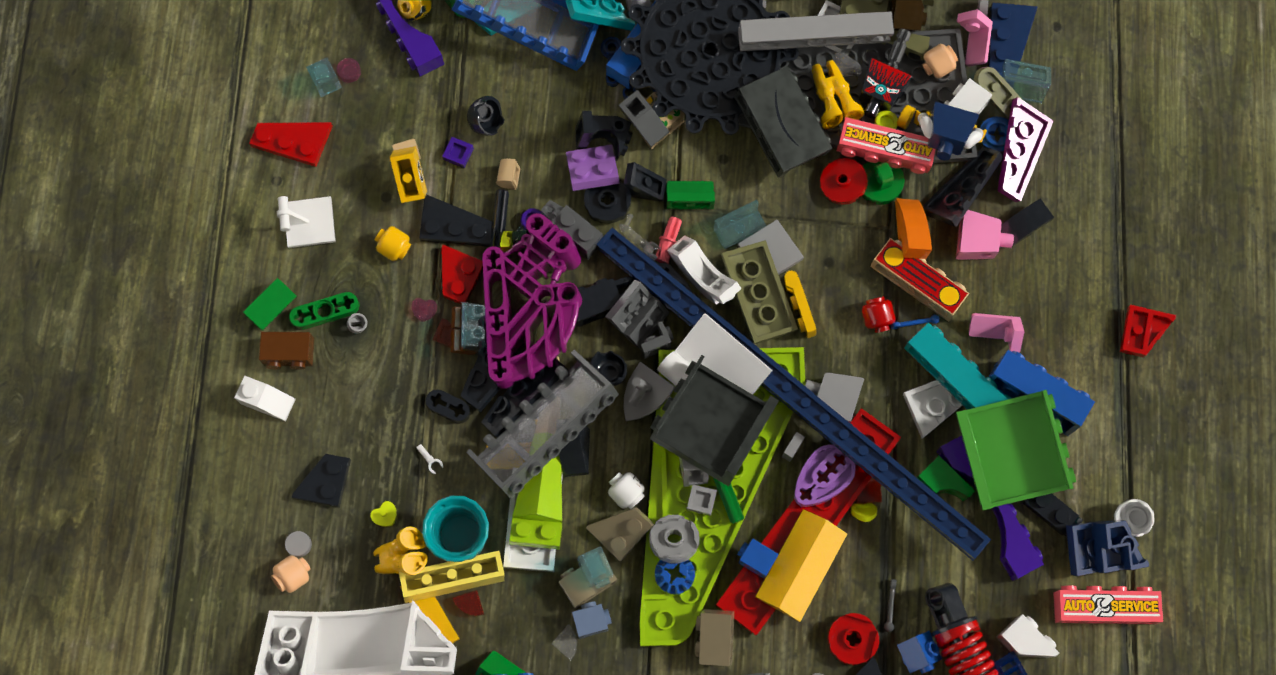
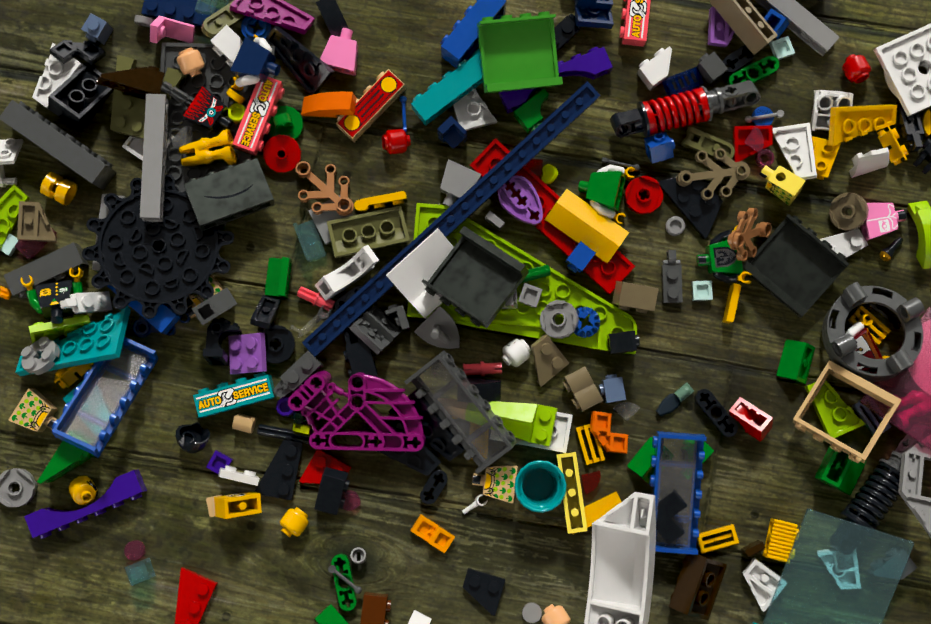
camera: 85 degrees left, 10 degrees up
(306, 221) = (266, 592): white plate -> none
(339, 293) = (332, 569): none -> dark grey hinge
(385, 515) = (515, 542): neon yellow piece -> none
(390, 411) = (432, 533): none -> light orange slope
(394, 554) = (553, 537): yellow piece -> none
(433, 281) = (331, 491): none -> black brick
(442, 182) = (247, 477): none -> white plate
(443, 333) = (374, 484): clear red tile -> none
(459, 479) = (497, 482): none -> torso
(467, 328) = (367, 462): clear light blue hips -> none
(498, 606) = (601, 456): none -> yellow tile
(539, 609) = (601, 426): none -> orange tile
(540, 159) = (234, 396): none -> brick
(595, 568) = (577, 381): clear light blue brick -> none
(601, 451) = (482, 368): none -> coral pin
(610, 366) = (417, 356): black hair -> none
(652, 623) = (622, 342): none -> black slope
(803, 238) = (326, 191): none -> medium nougat plant
(853, 586) = (606, 190): none -> green torso
(898, 378) = (452, 132): none -> dark blue panel
(998, 327) = (417, 44): bright pink bracket -> none

